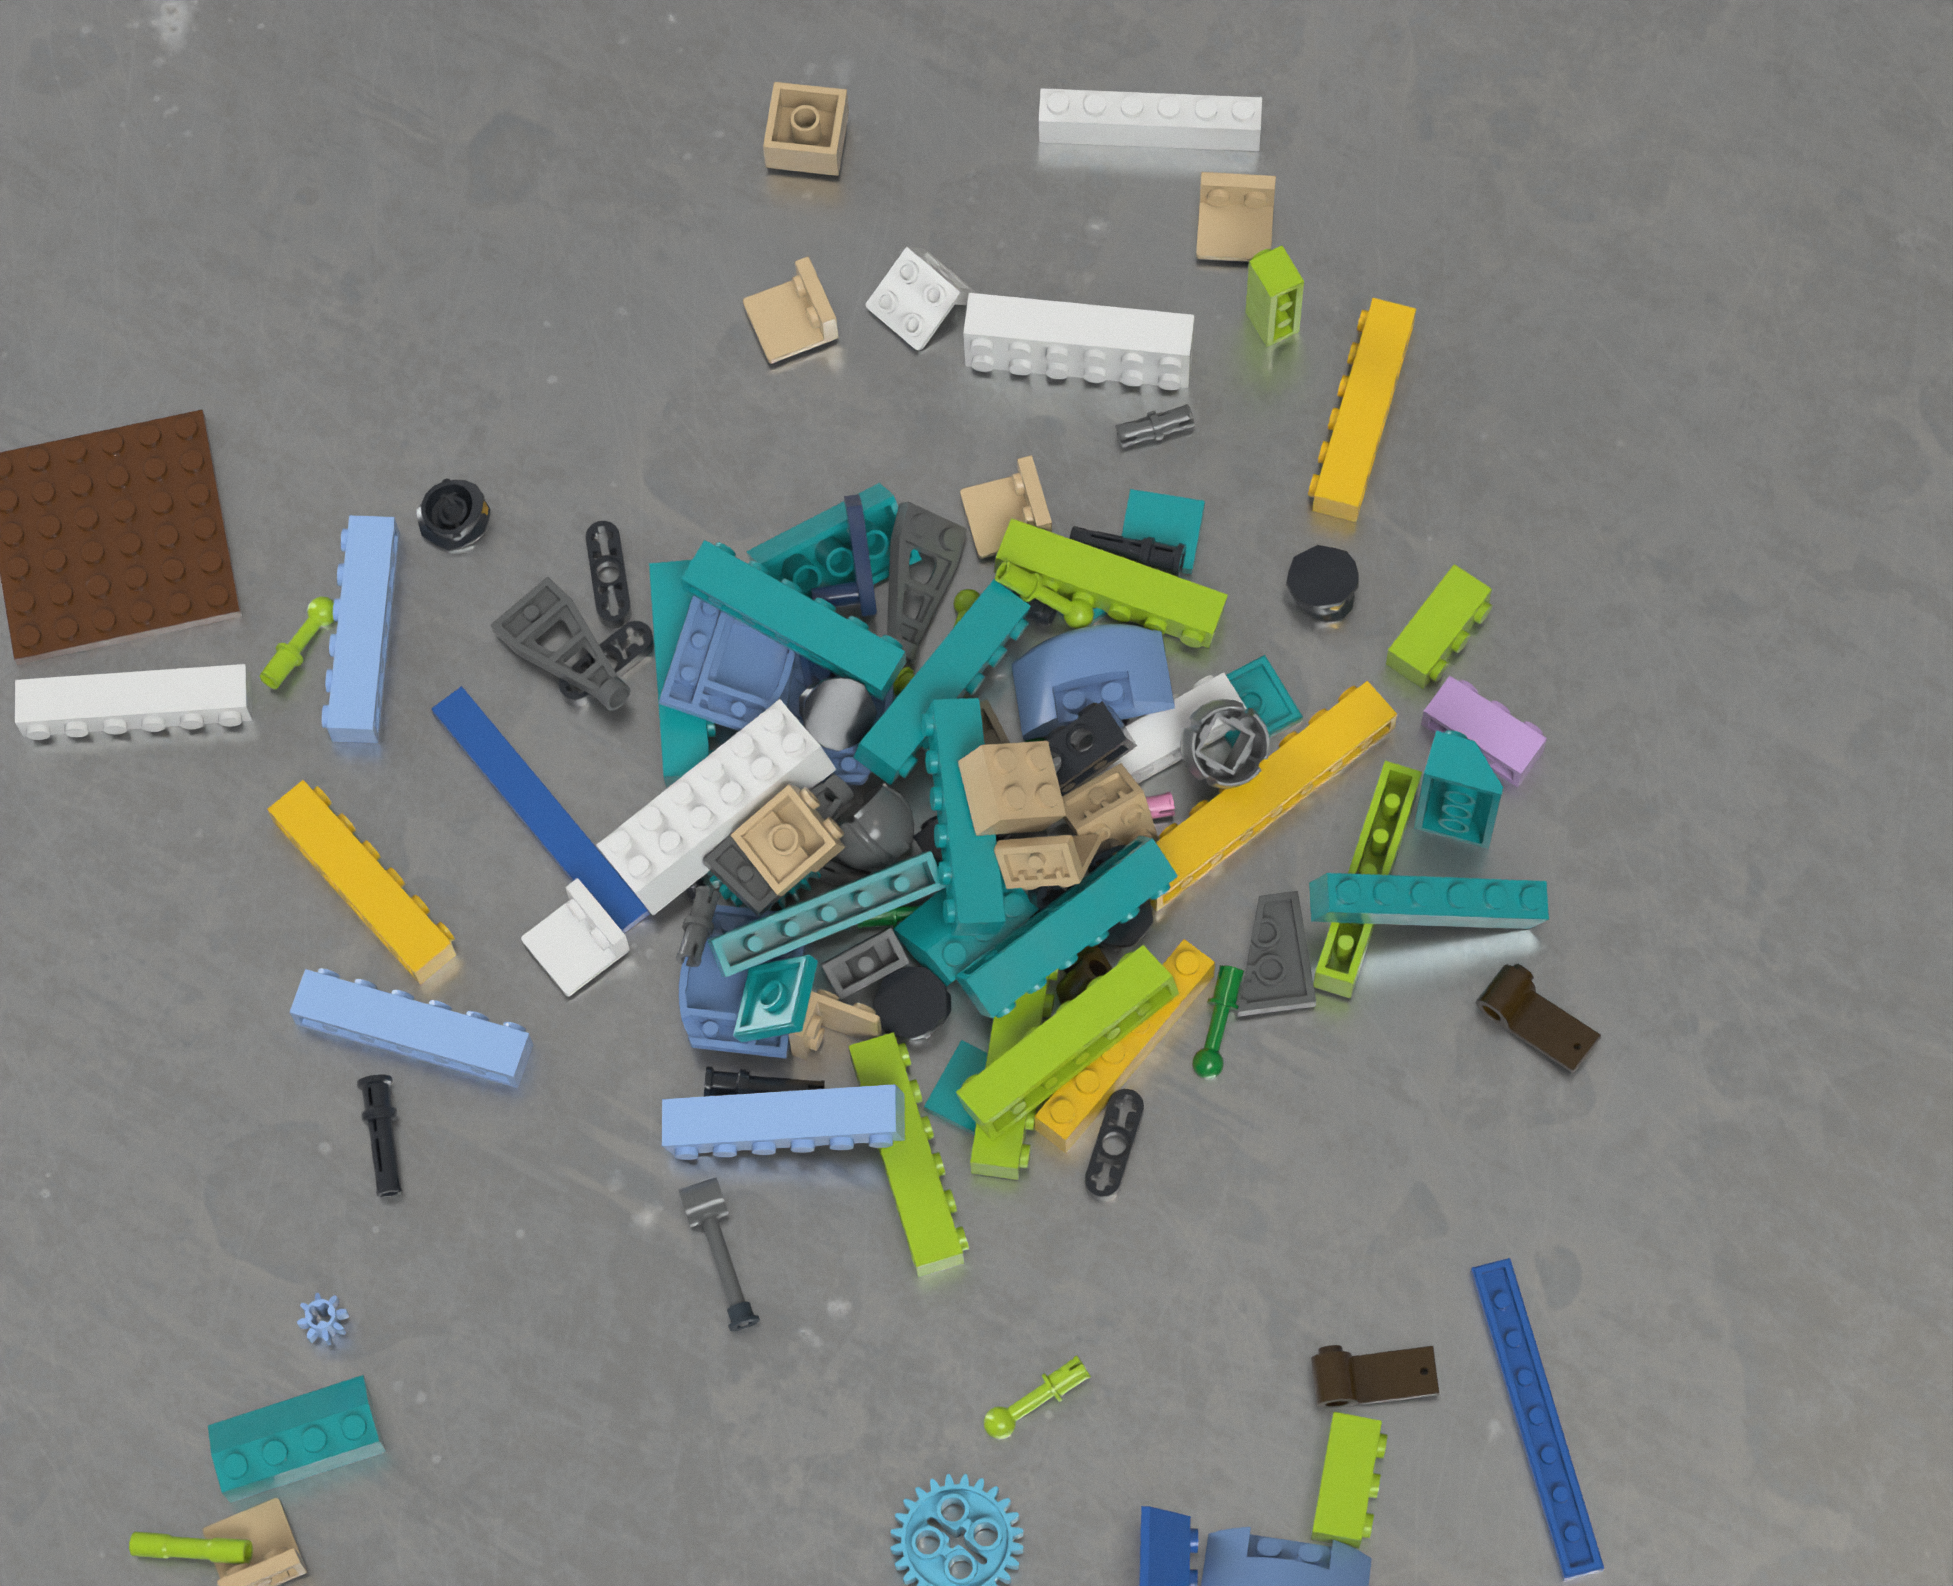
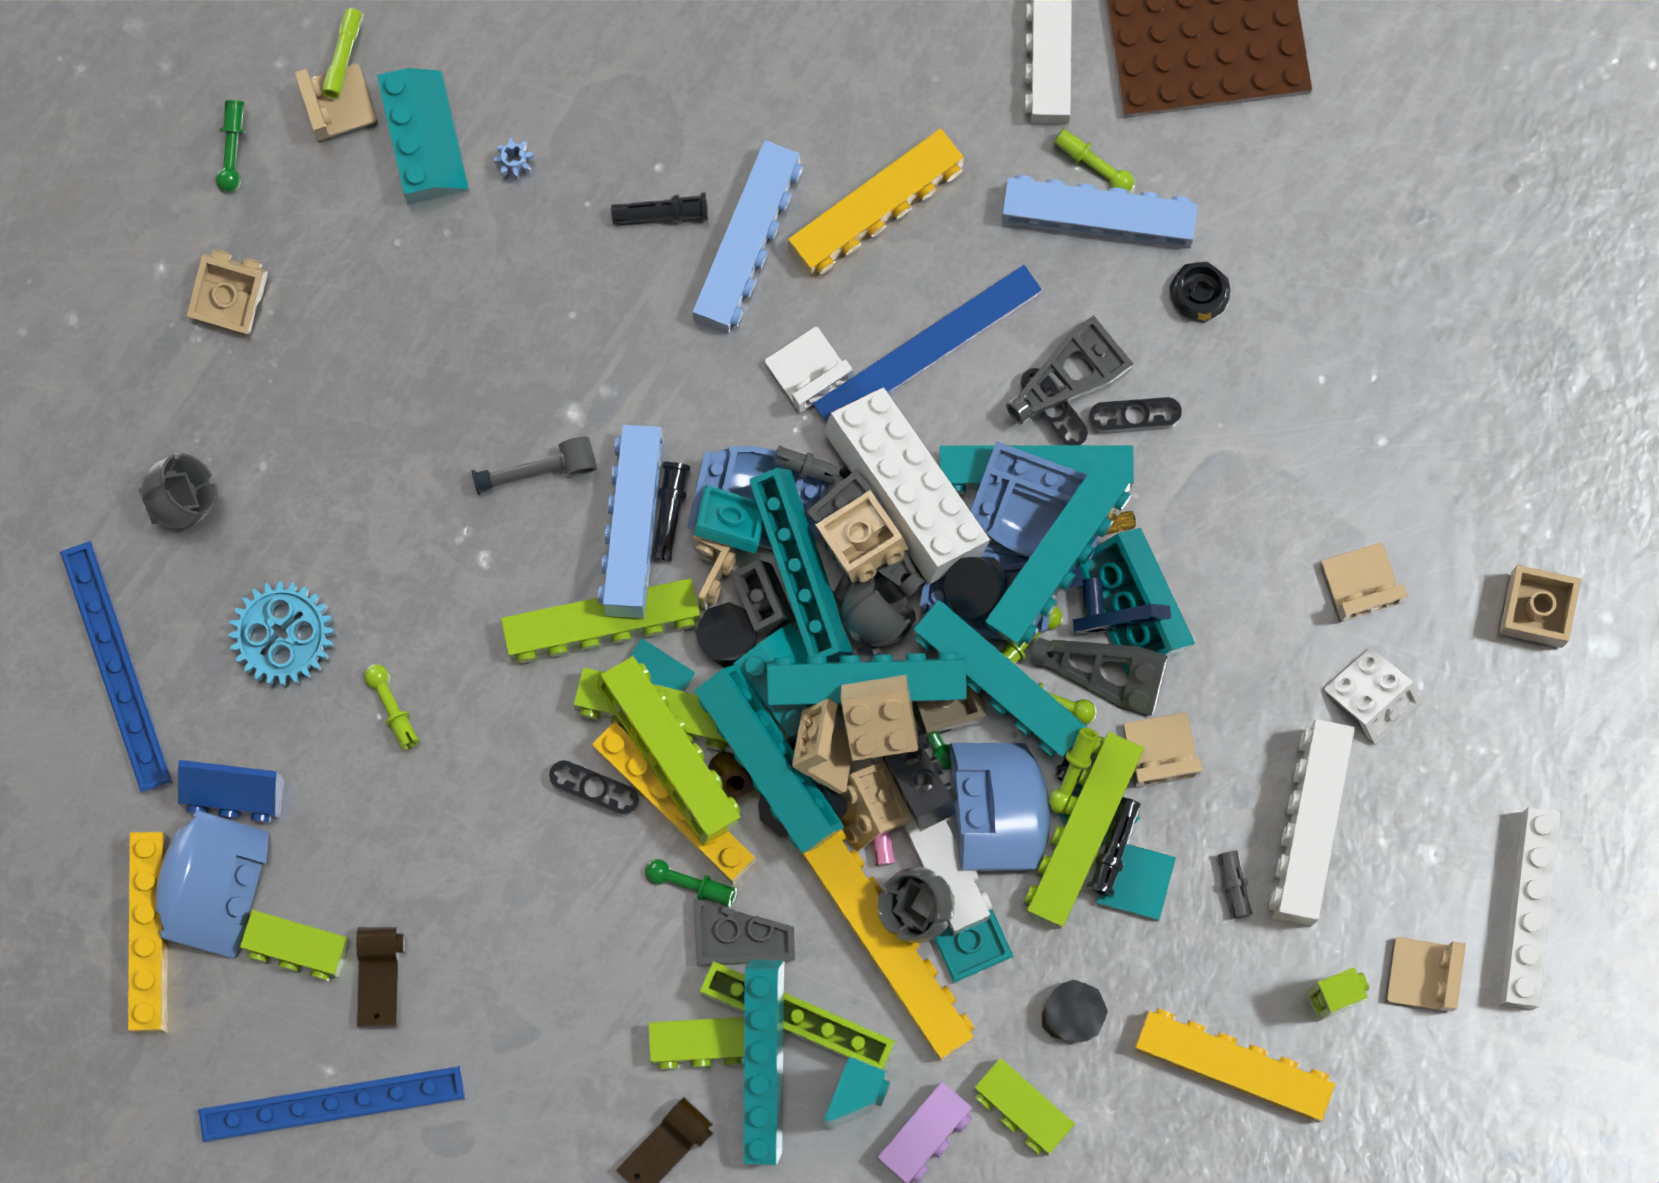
camera: 90 degrees right, 10 degrees up
(1409, 990) = (697, 1042): none -> lime brick

